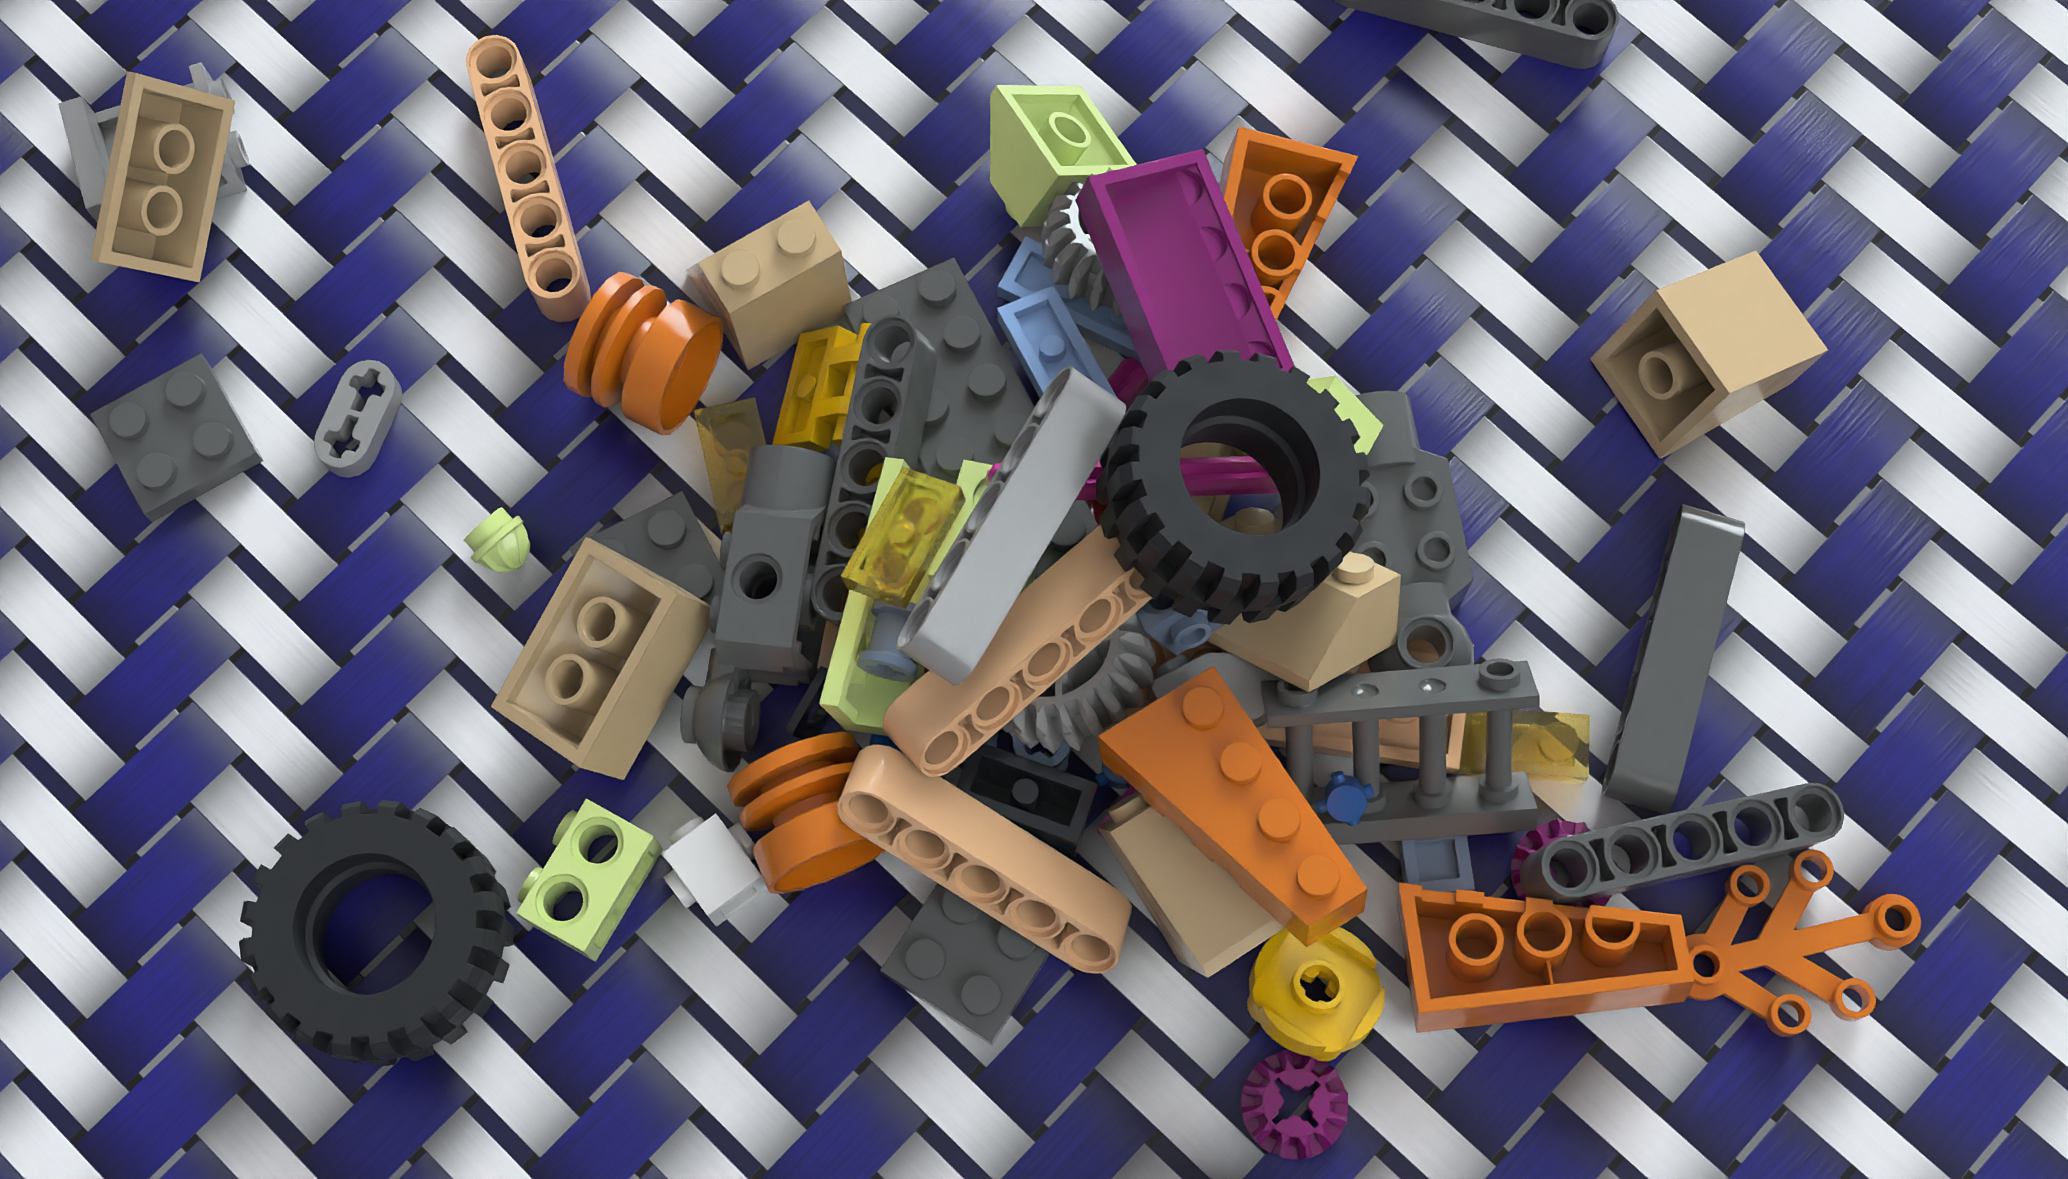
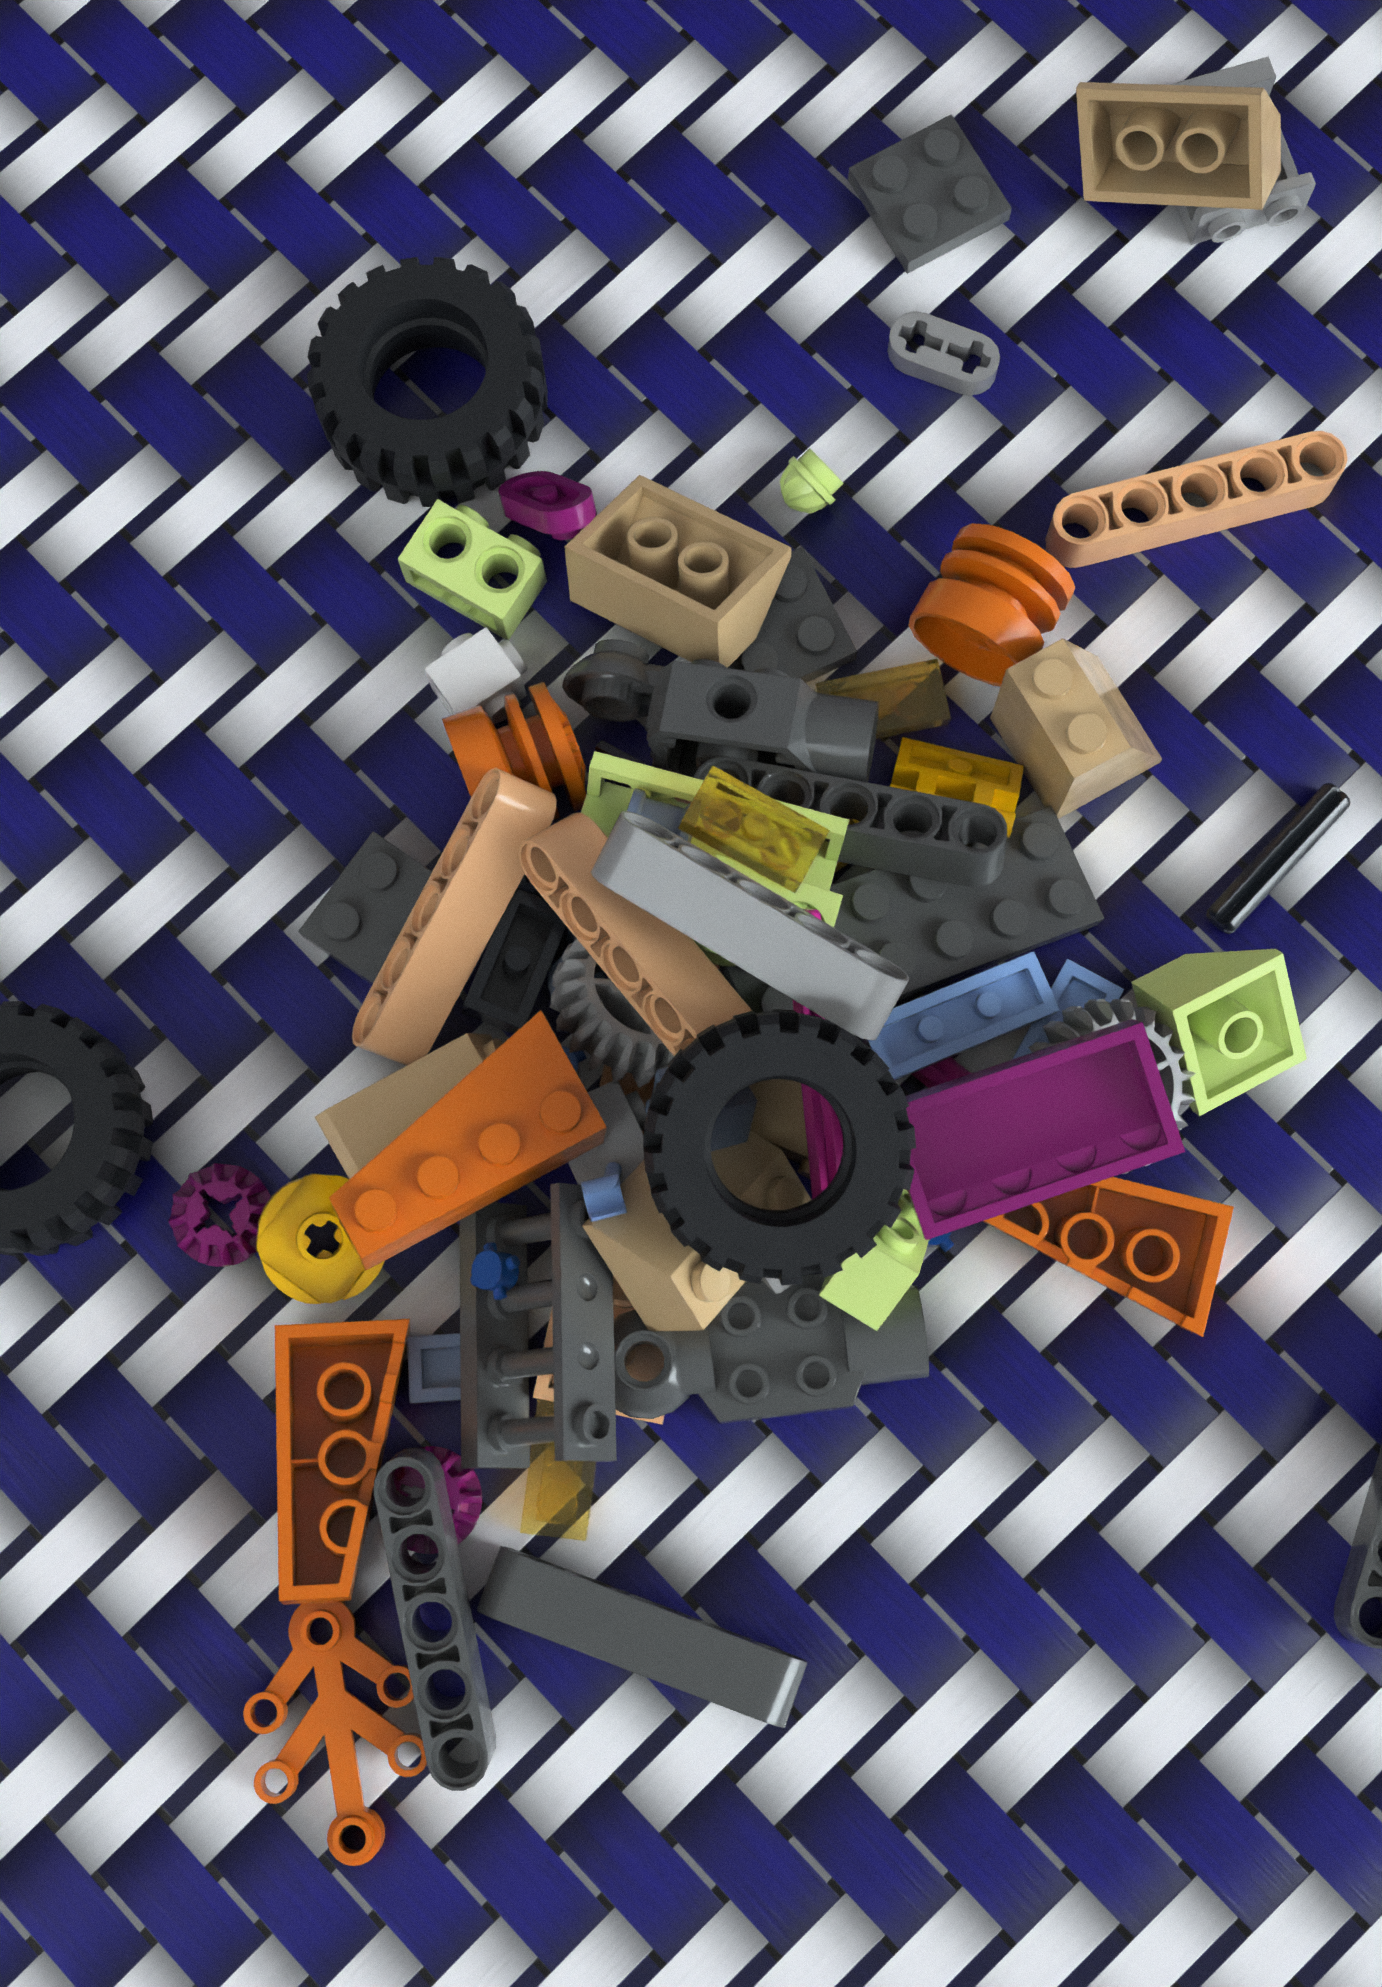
camera: 95 degrees right, 5 degrees up
(519, 800) = (548, 503): none -> magenta plate
(889, 108) = (1278, 858): none -> black axle
(1280, 671) = (604, 1195): none -> light blue hand
(1707, 351) = (981, 1713): tan slope -> none

